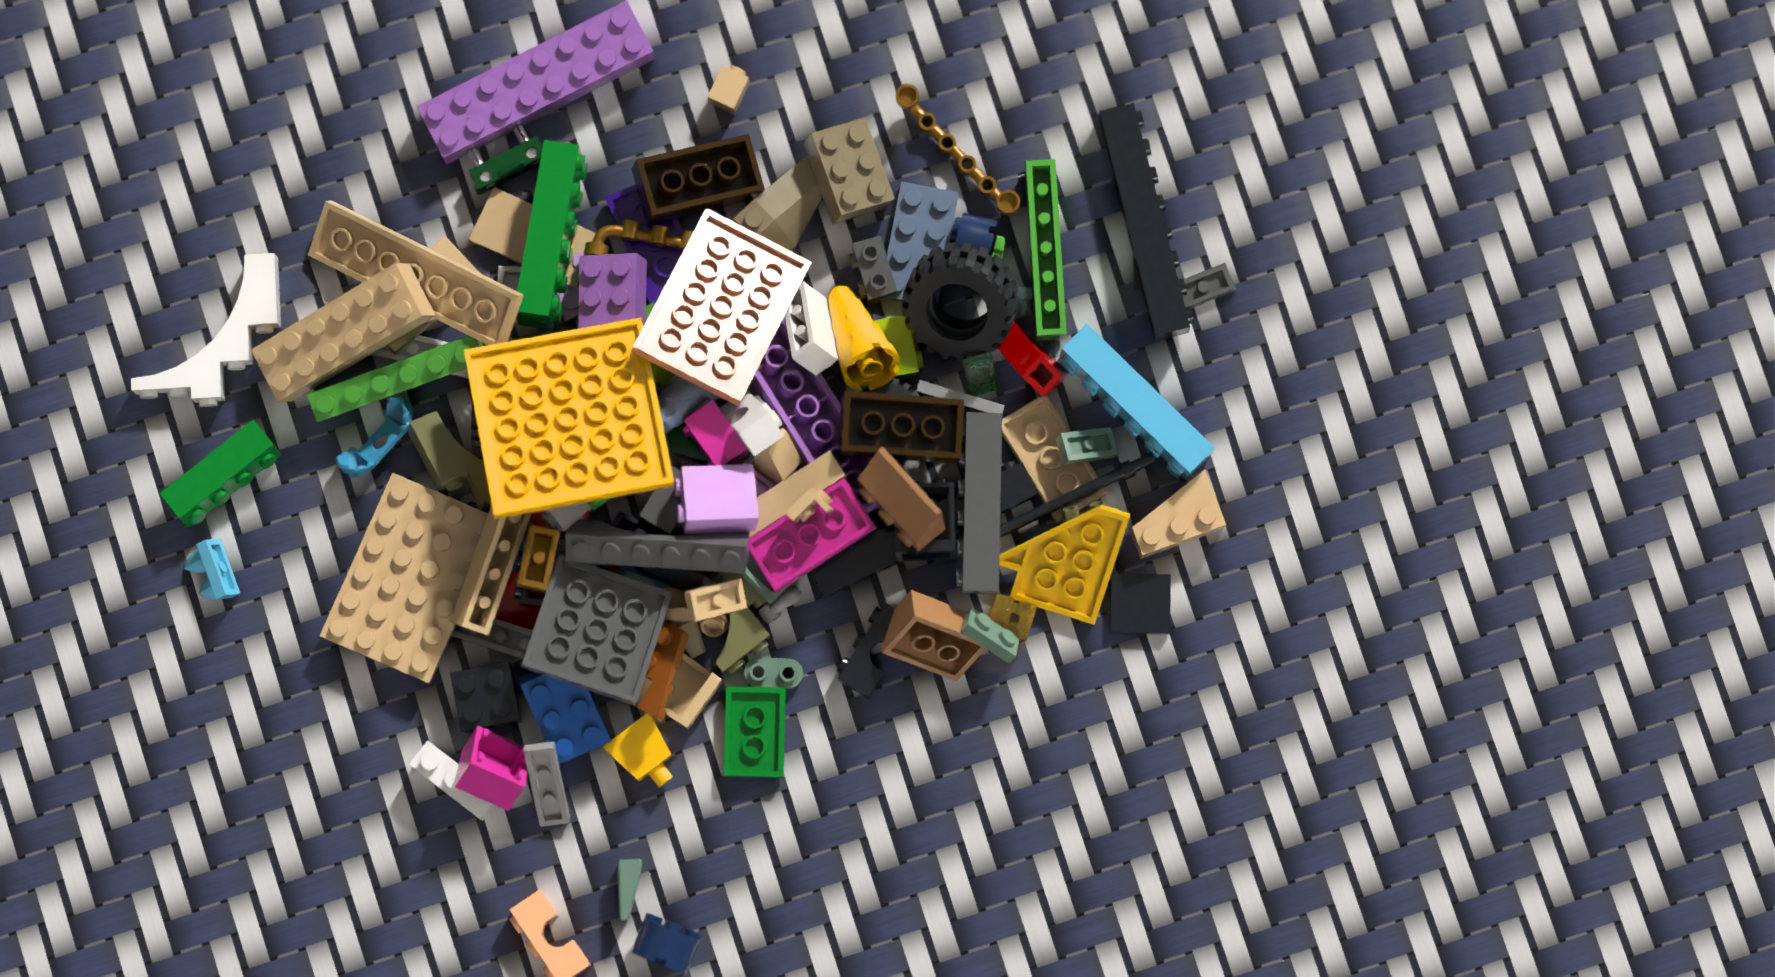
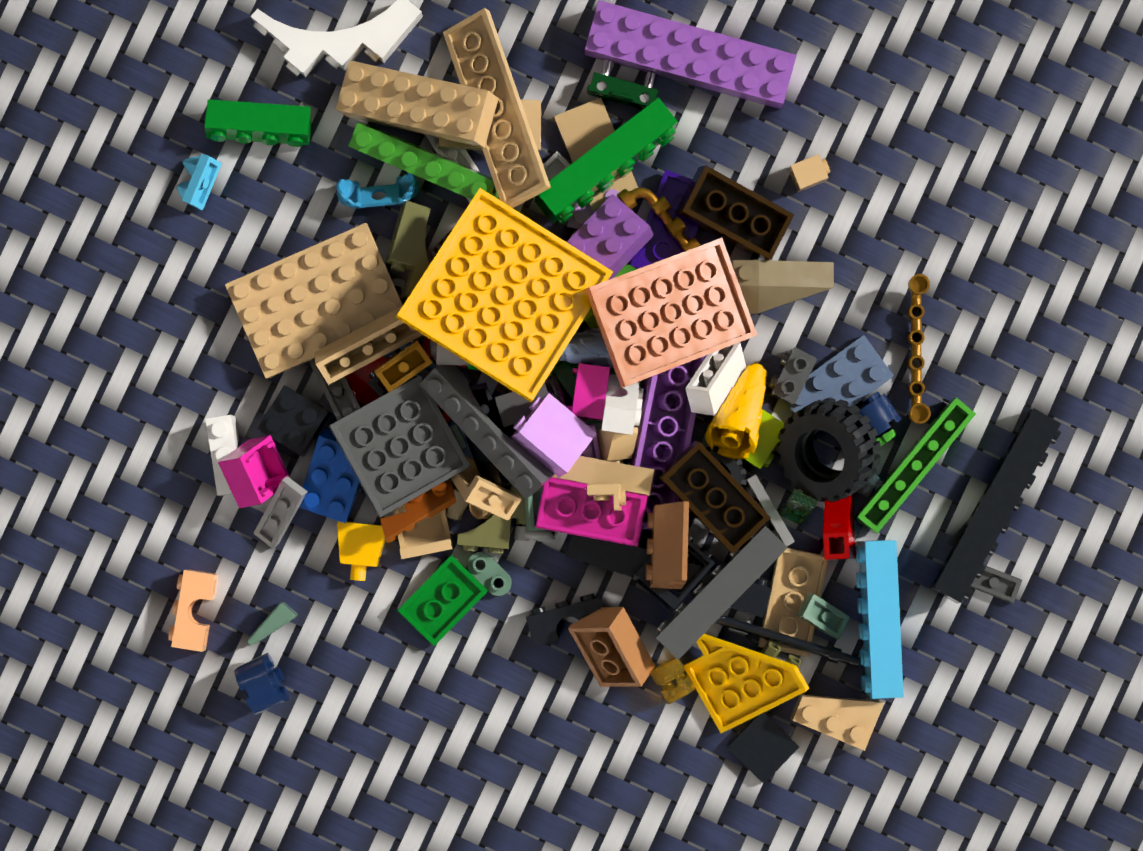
camera: 45 degrees right, 5 degrees up
(848, 171) = (836, 297): dark tan brick -> none
(990, 635) = (647, 681): sand green plate -> none

